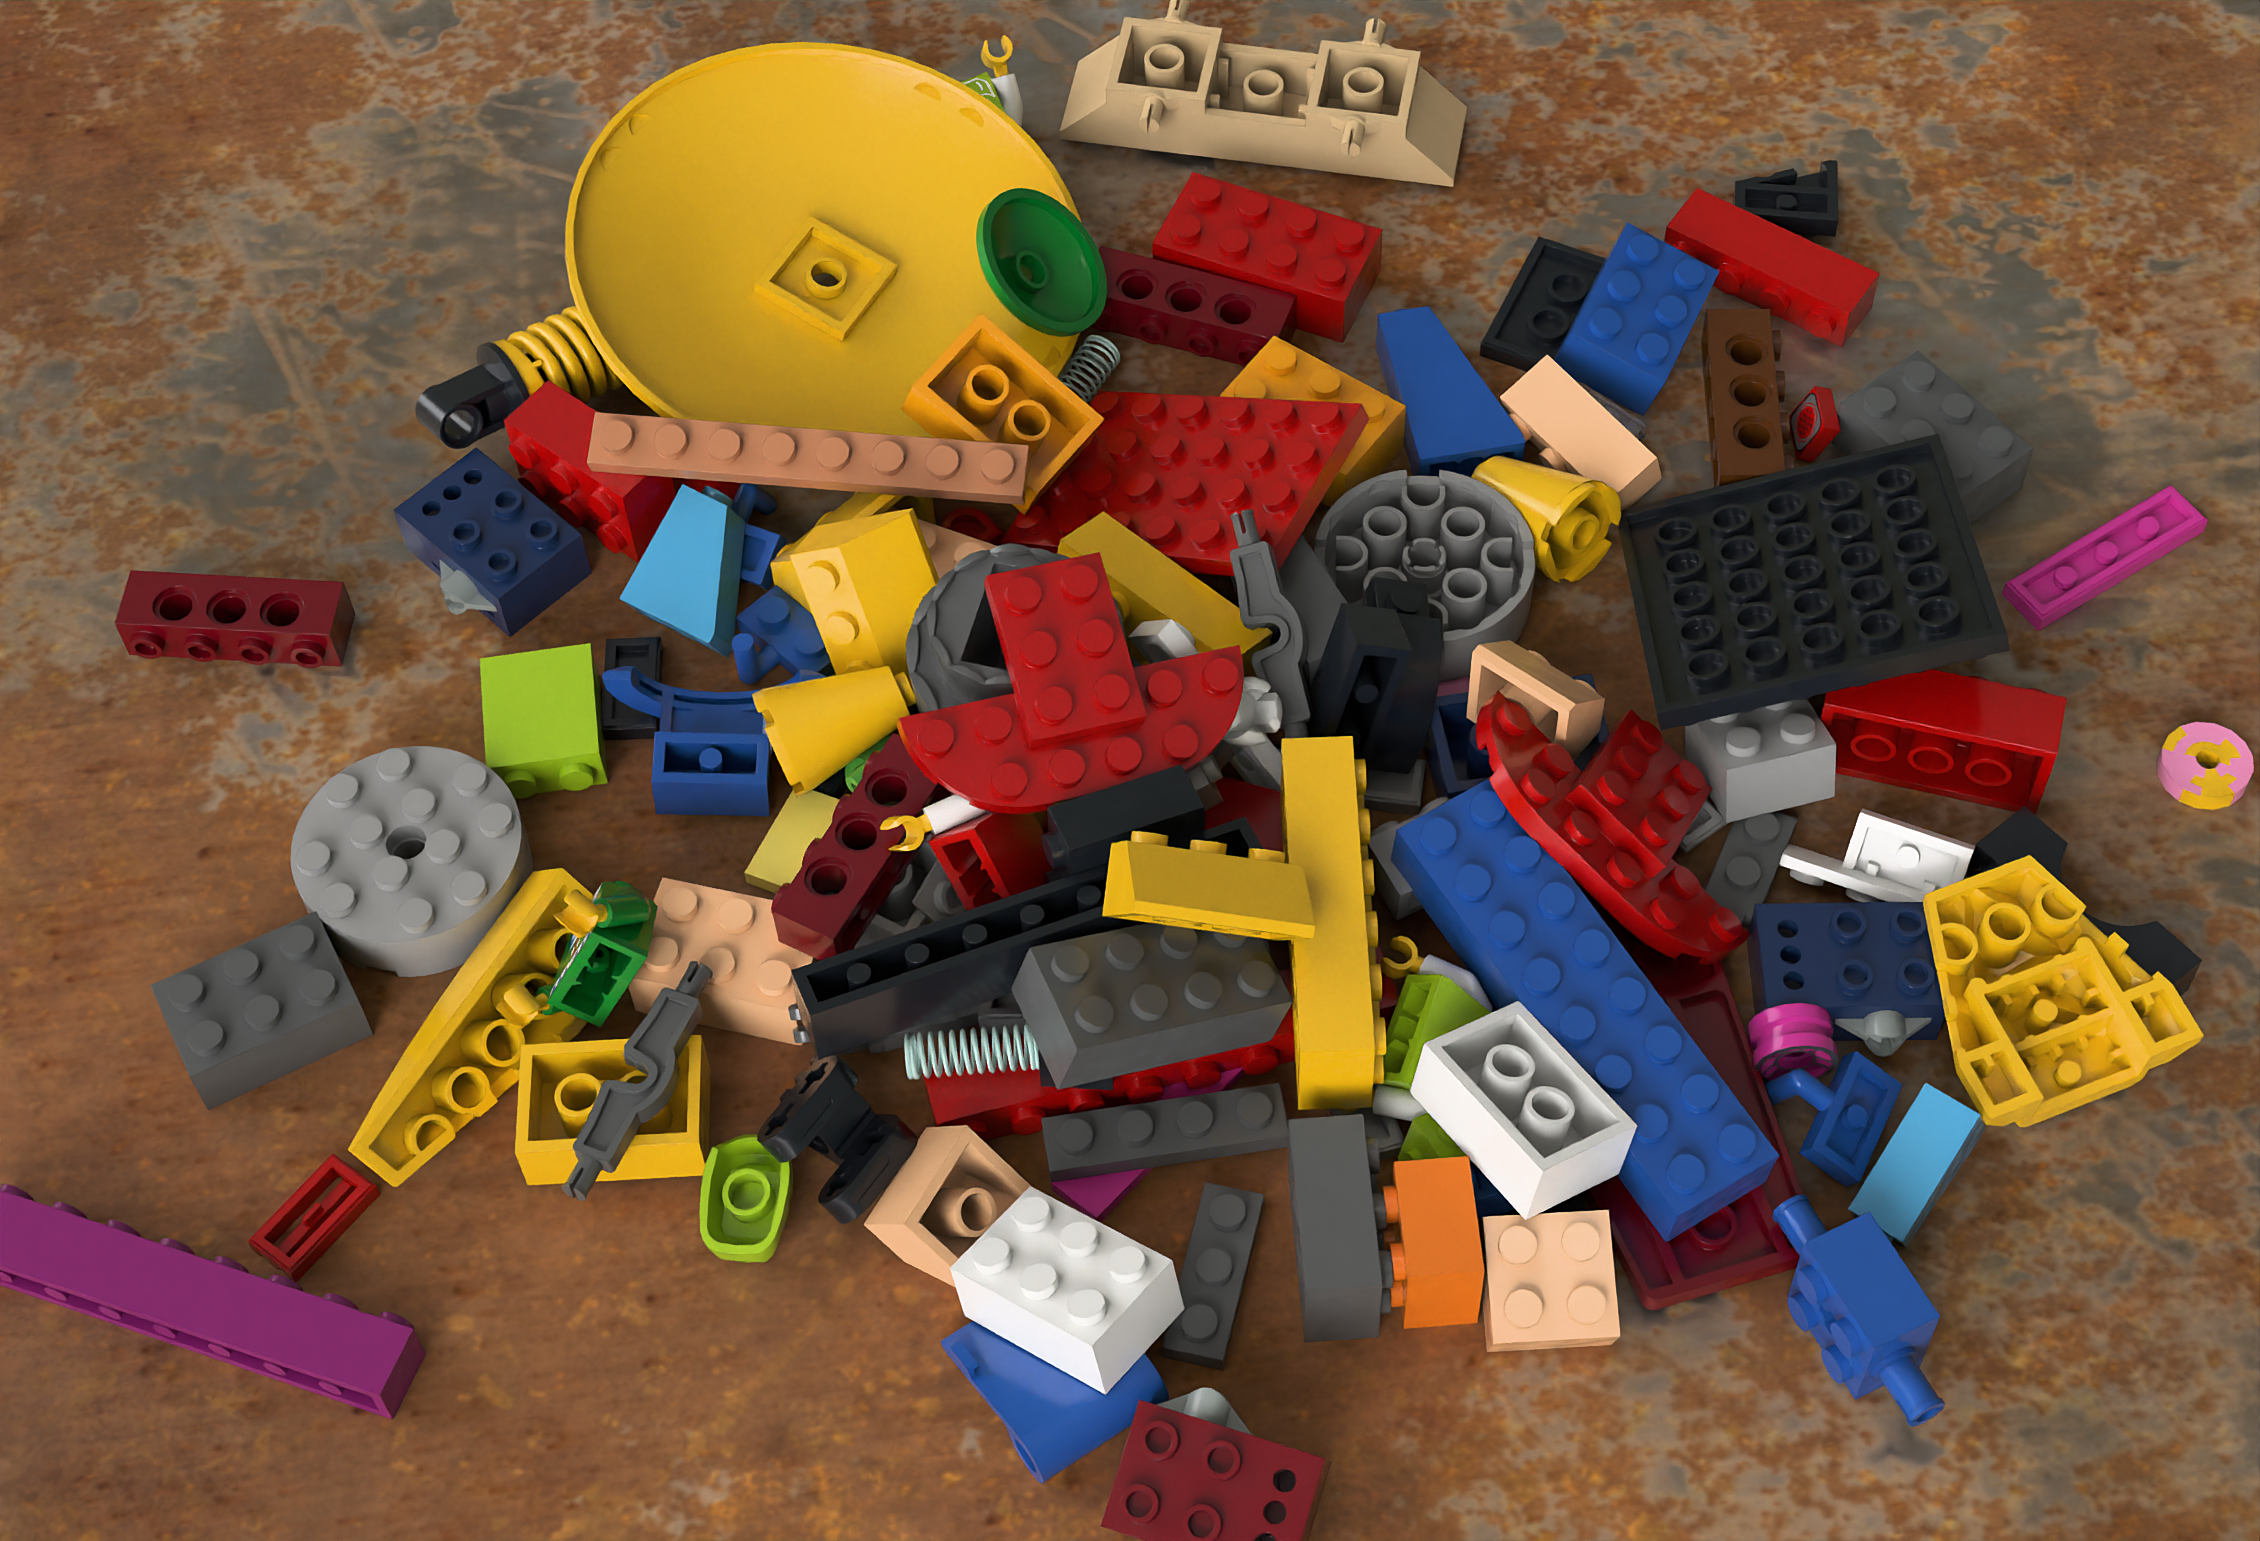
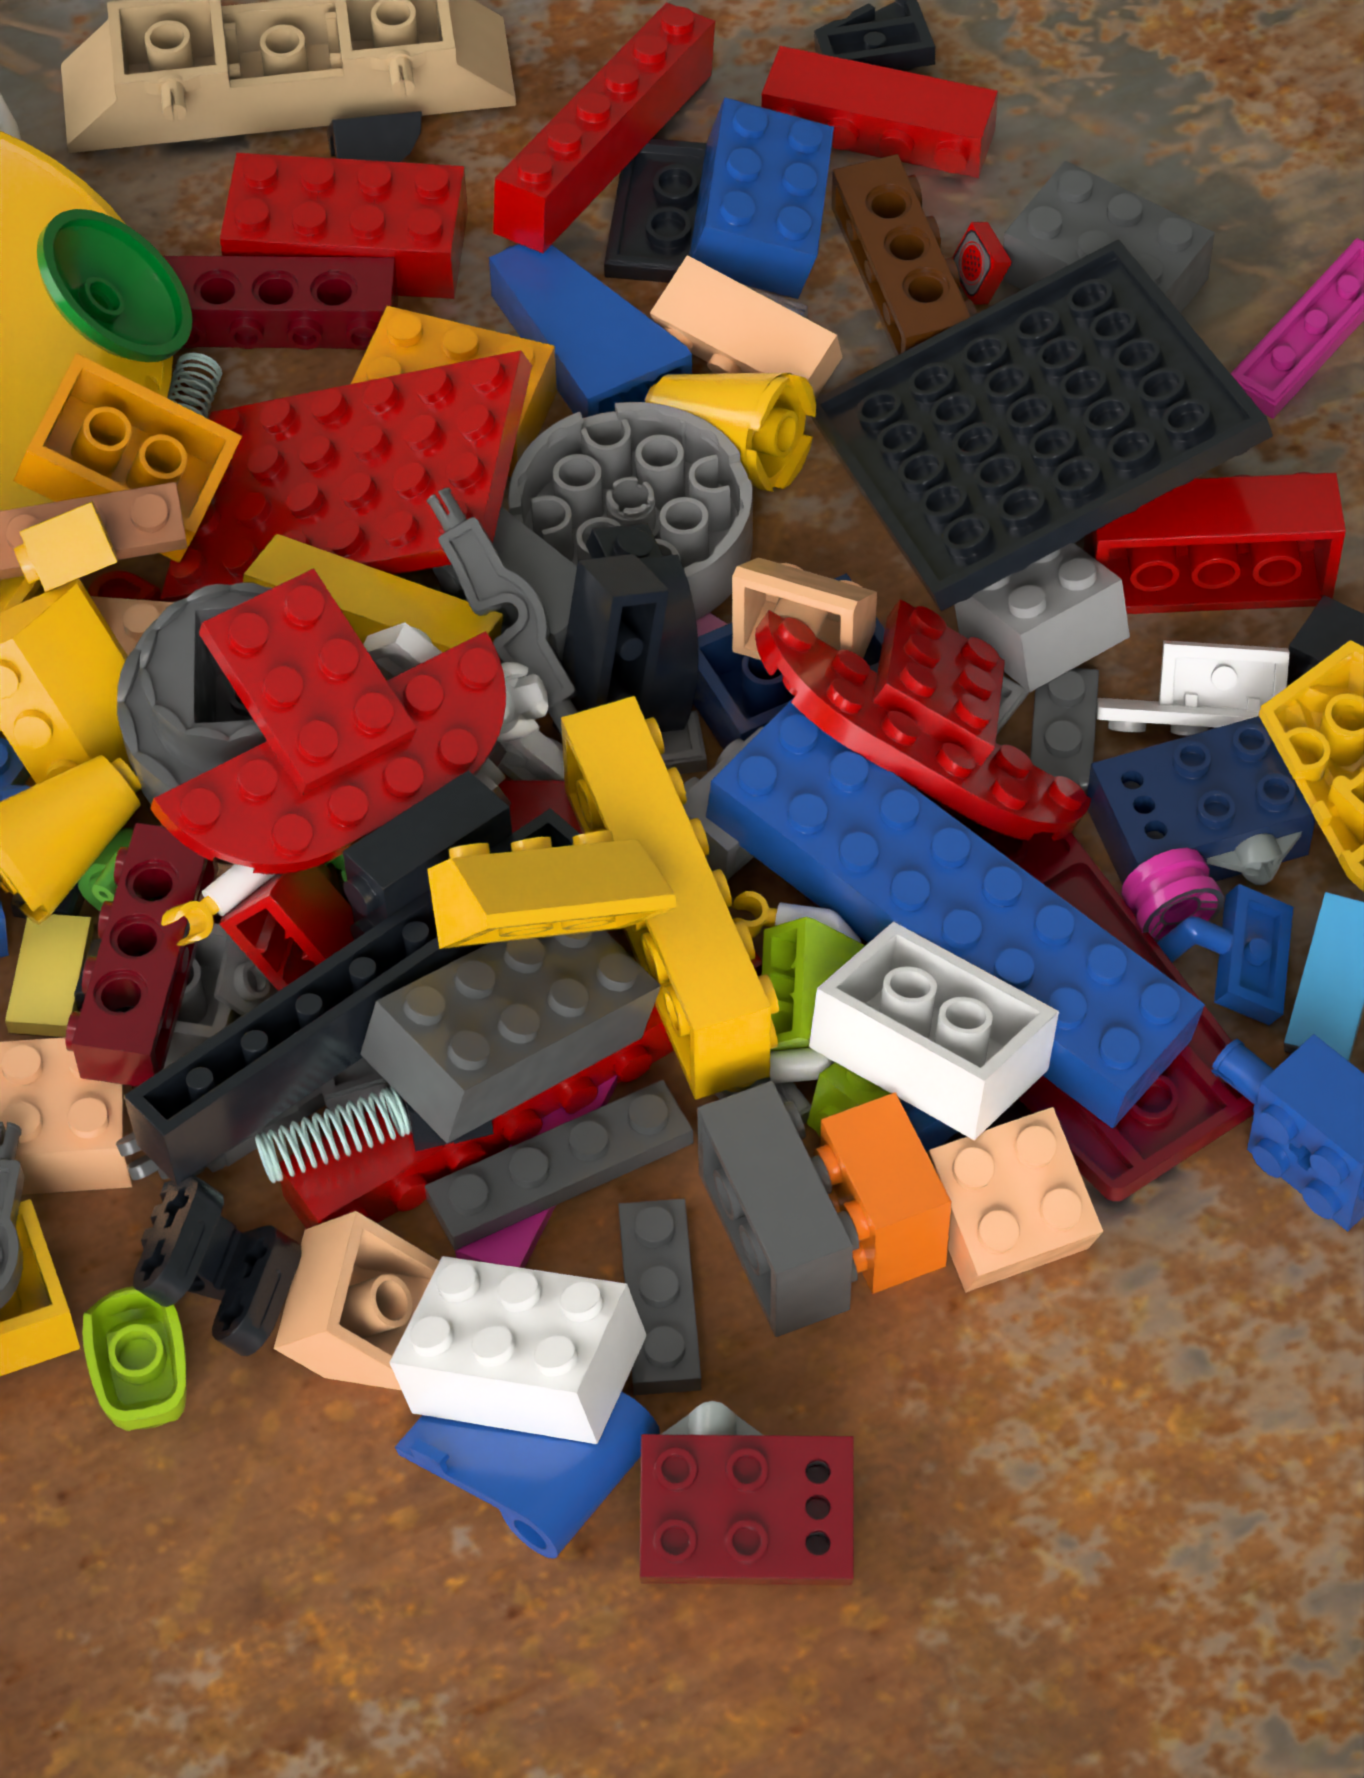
camera: 20 degrees left, 0 degrees up
(910, 479) = (65, 547): none -> yellow brick
(1320, 186) = (374, 137): none -> black brick
(1515, 223) = (603, 127): none -> red brick

